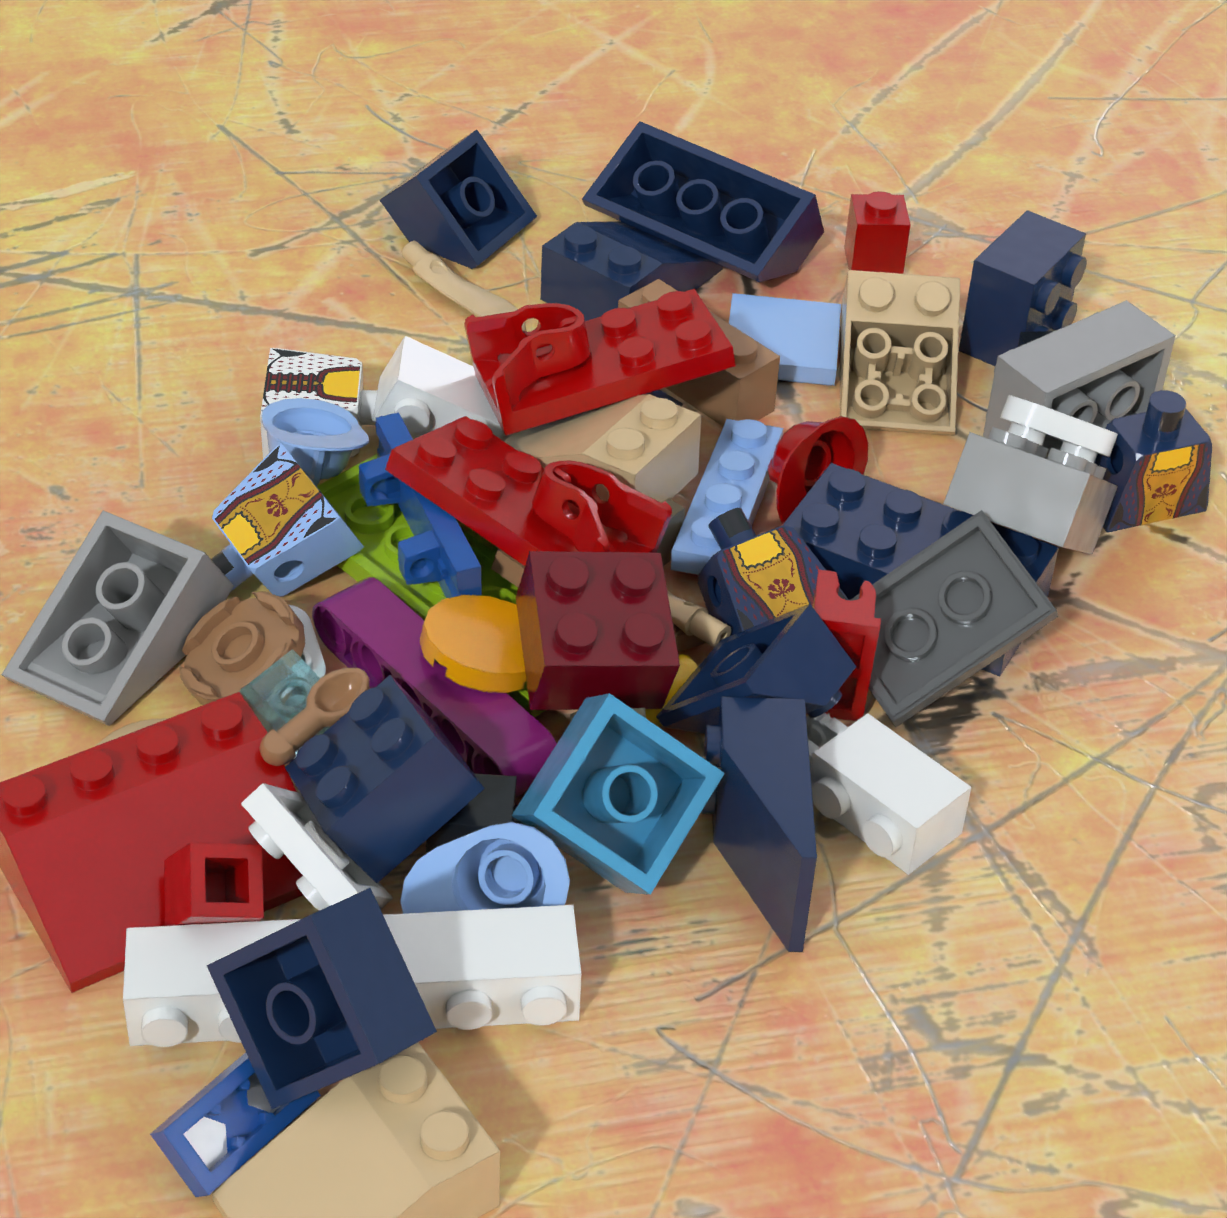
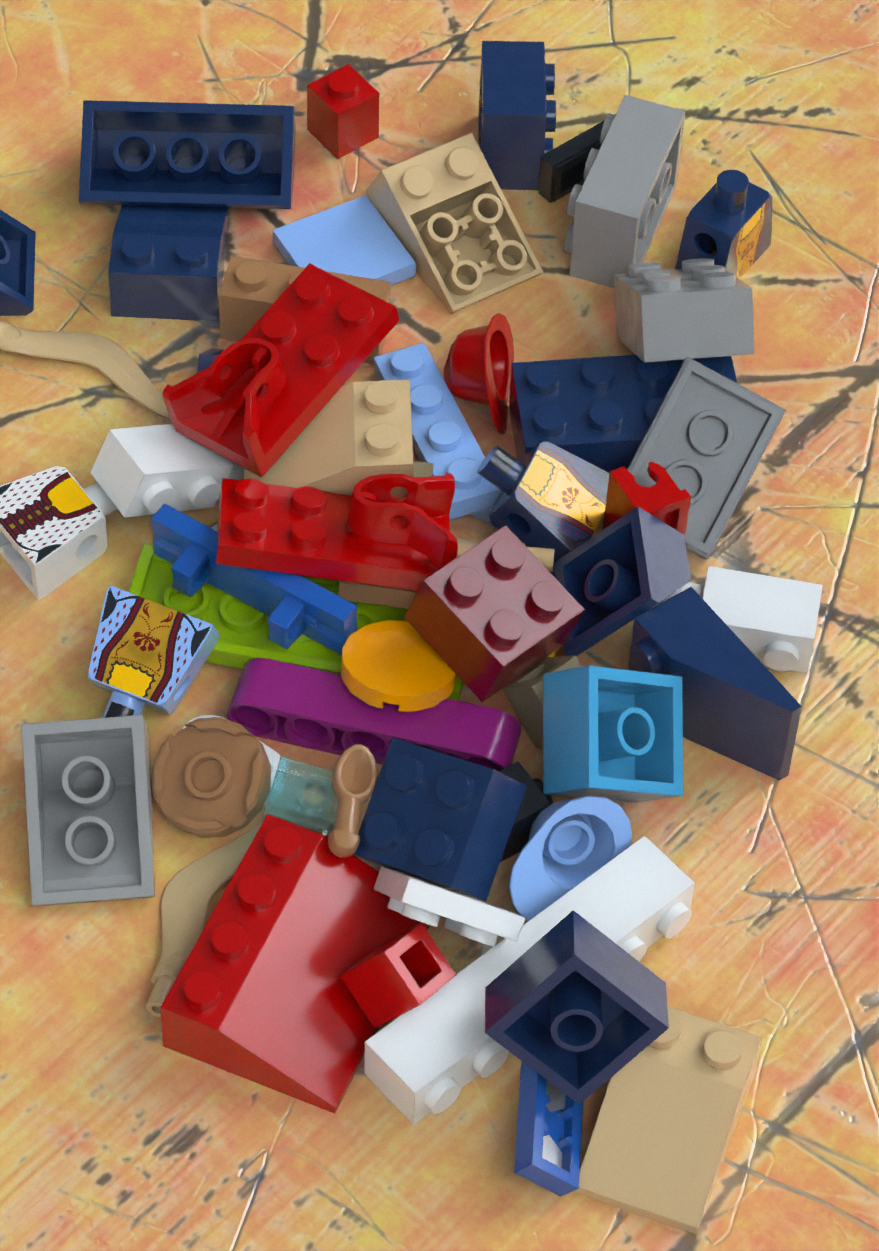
camera: 35 degrees left, 10 degrees up
(314, 434) = (100, 554): light blue piece -> none
(1037, 421) = (674, 242): white plate -> none

